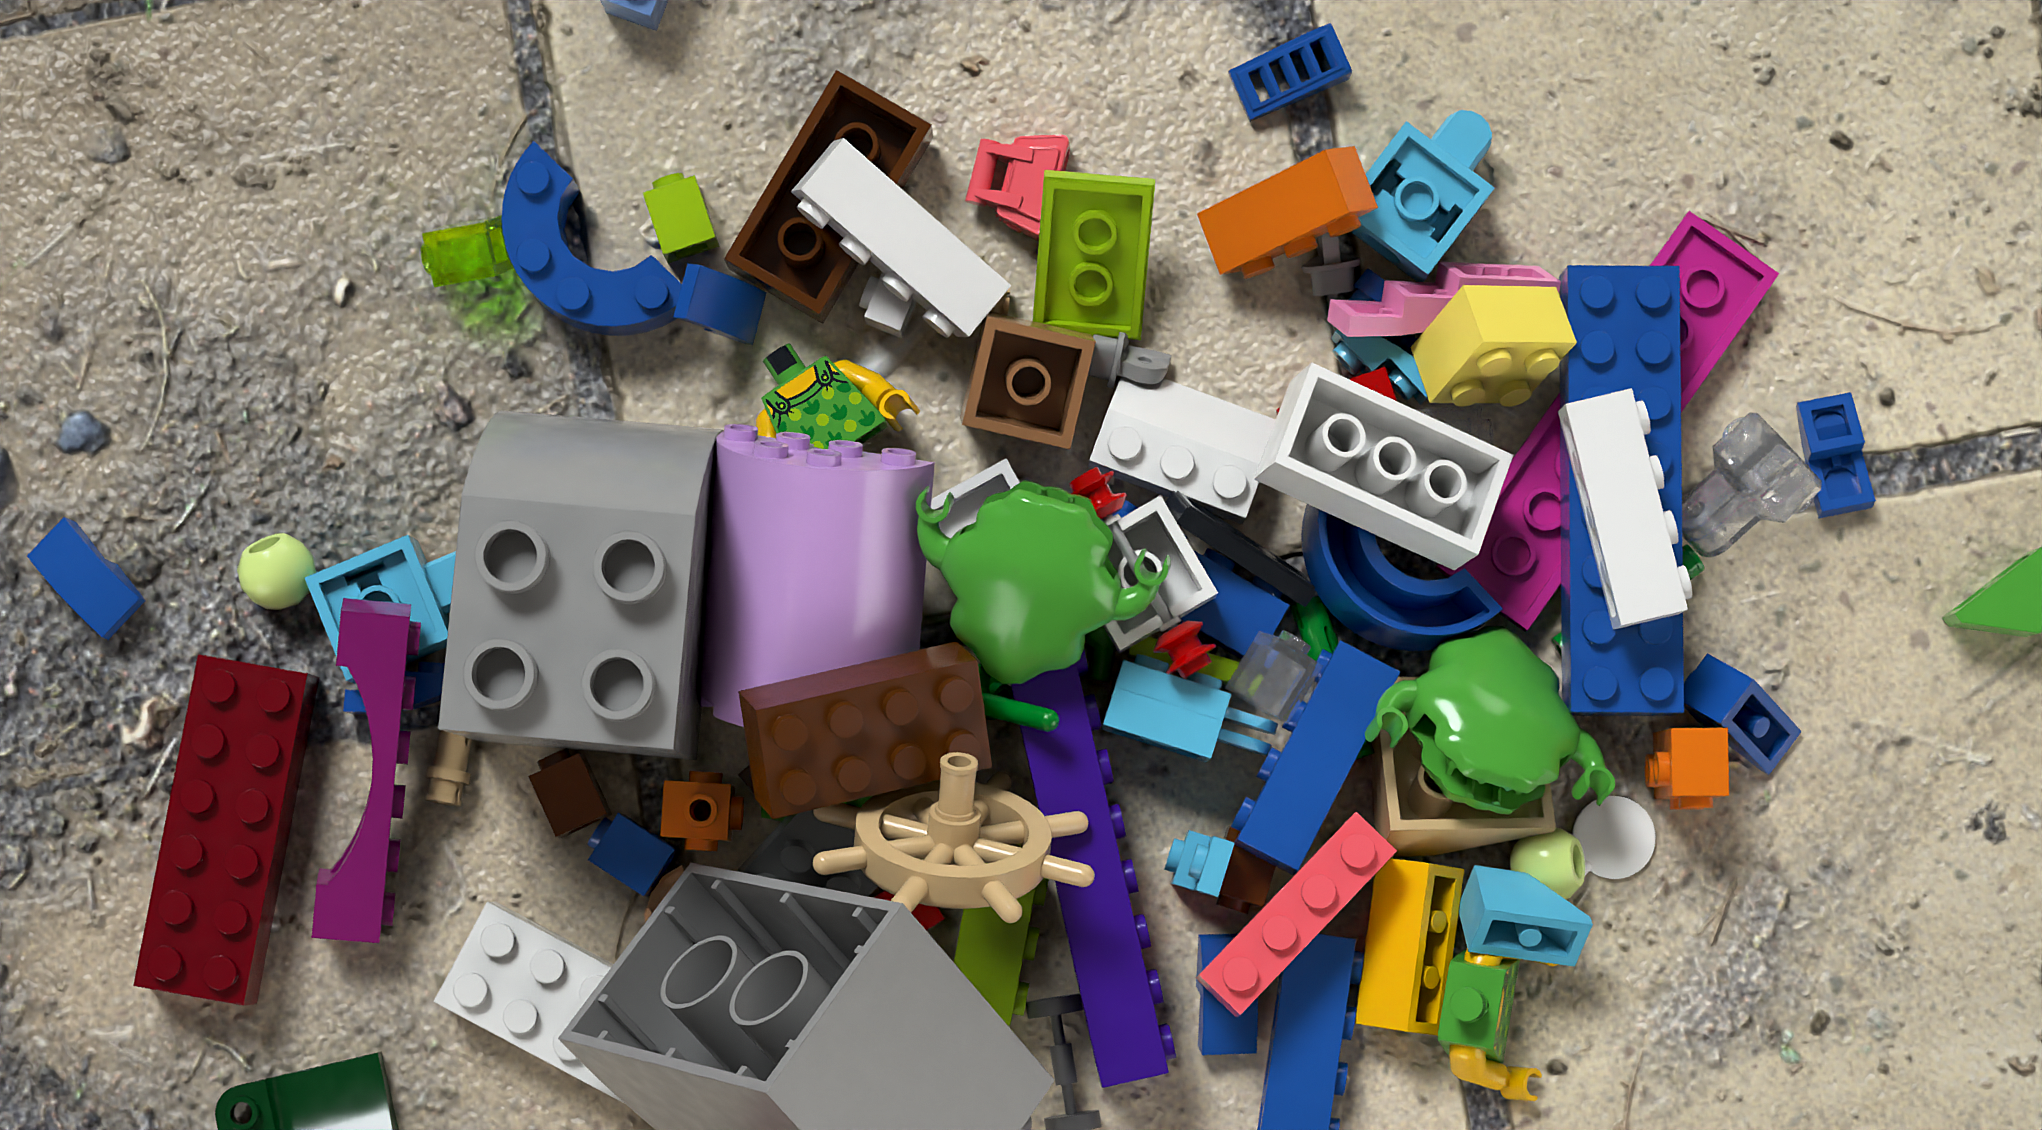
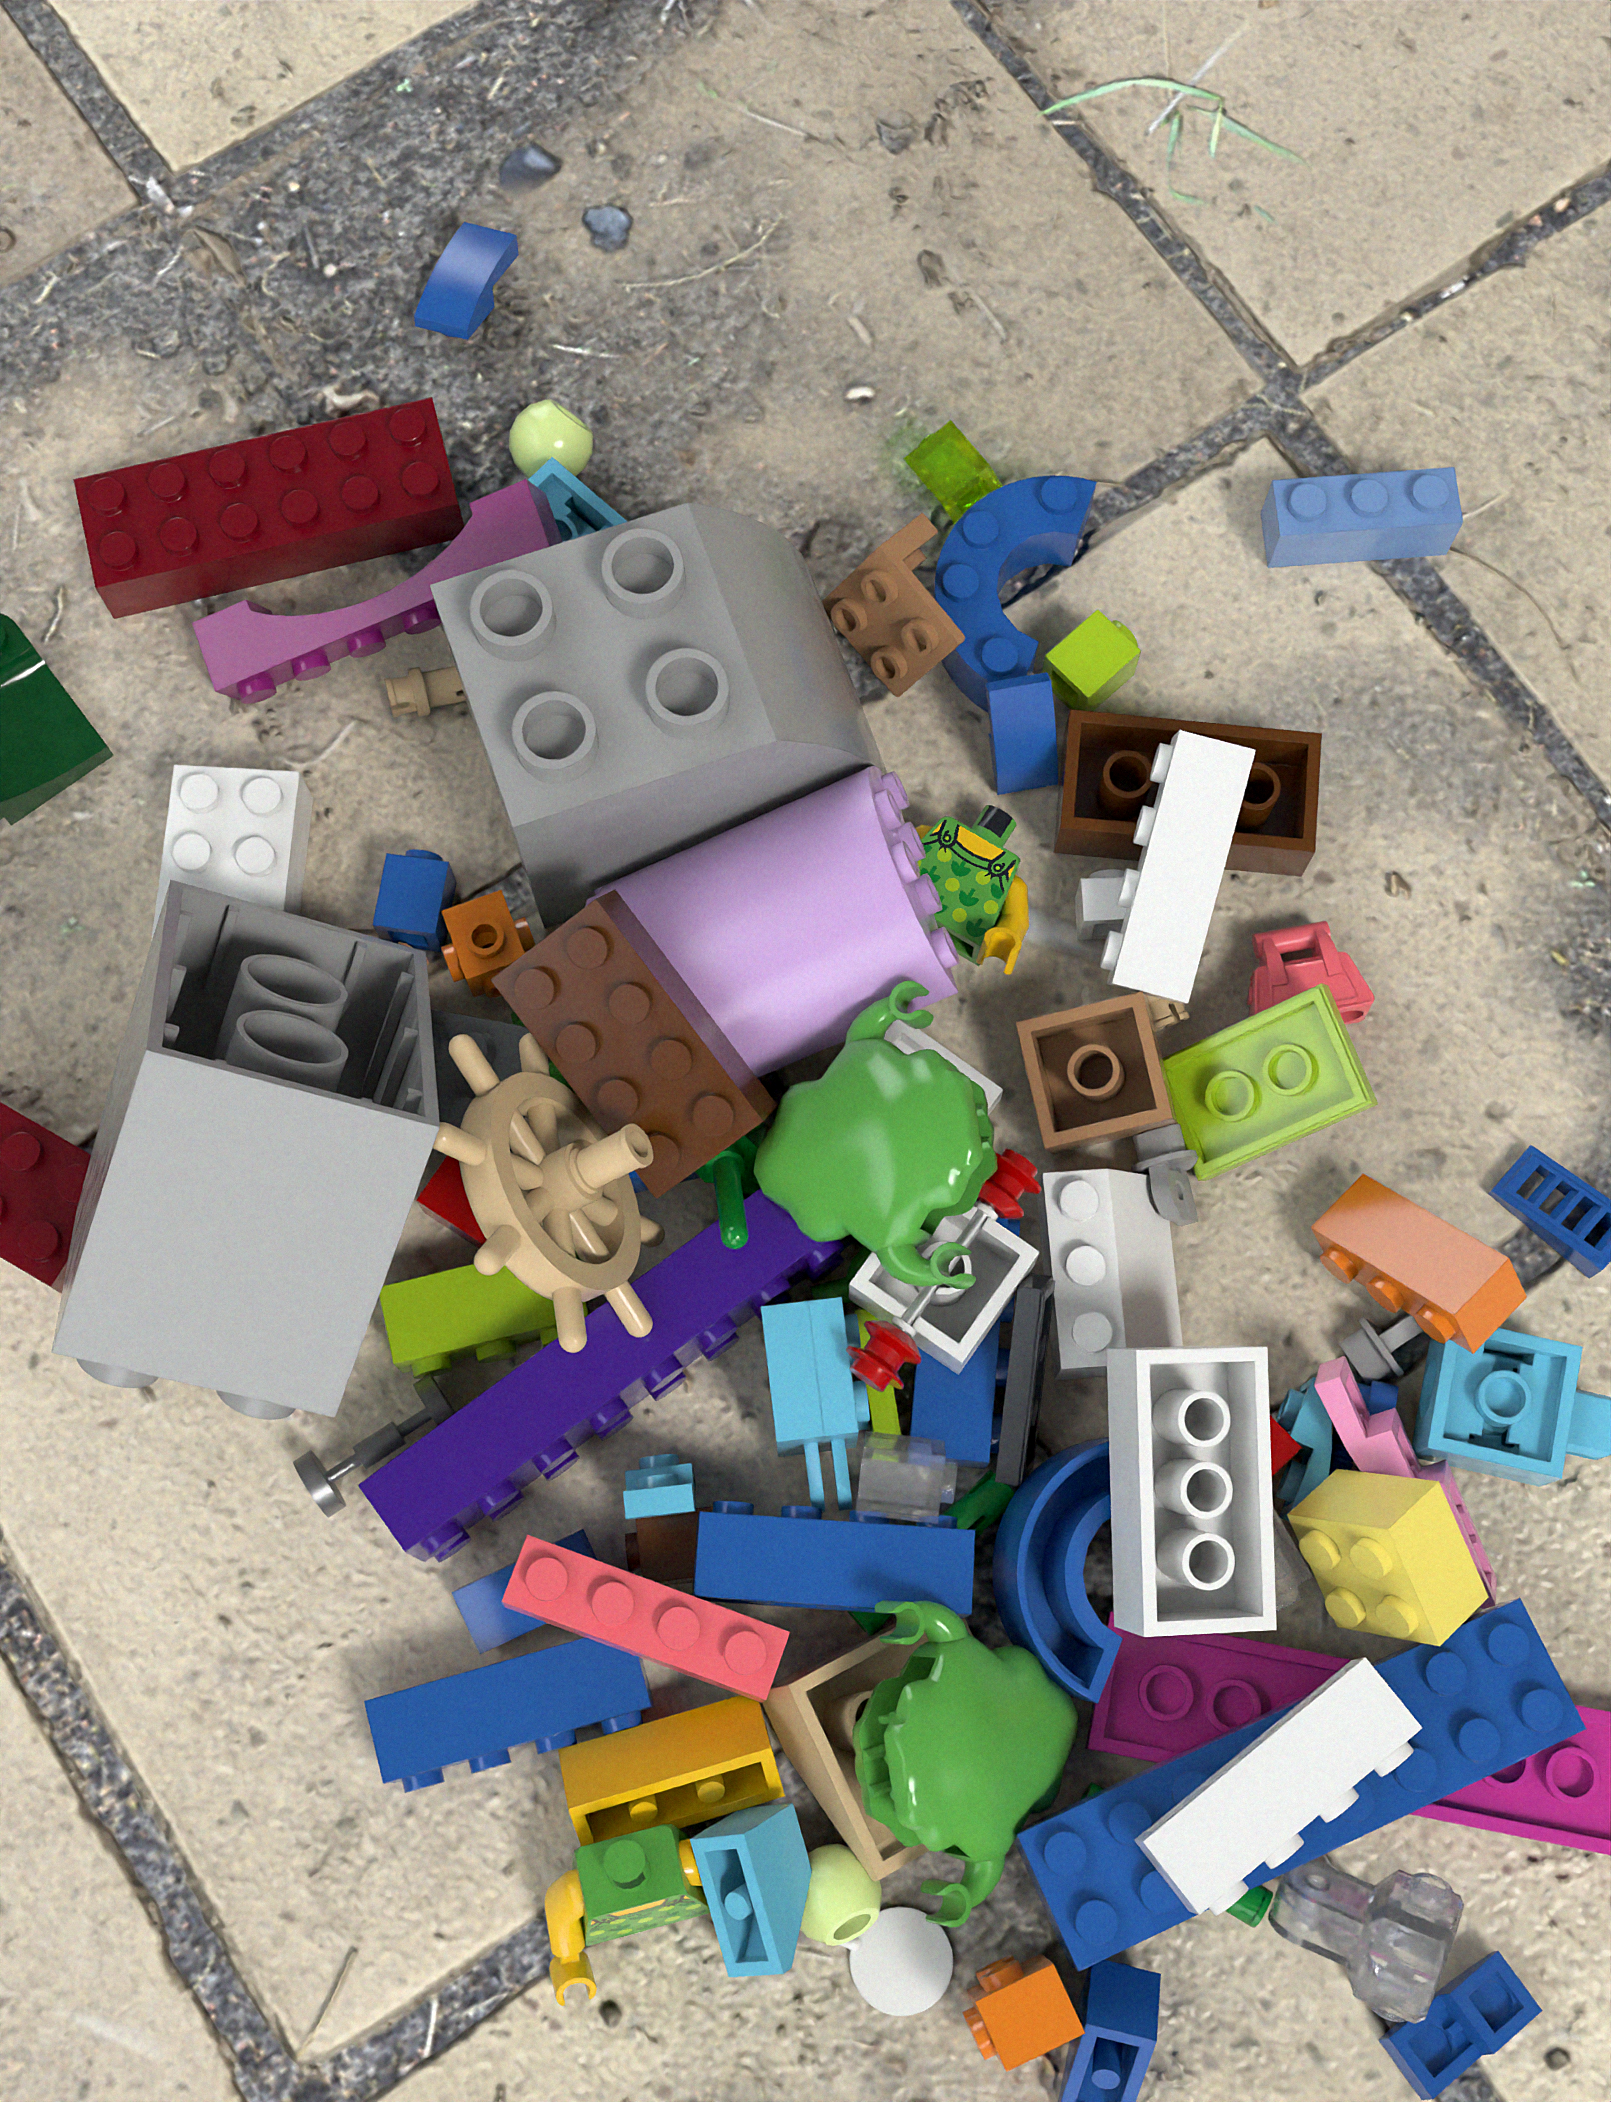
camera: 65 degrees right, 10 degrees down
(566, 364) = (892, 613): none -> medium nougat bracket
(569, 792) = (451, 812): reddish brown brick -> none

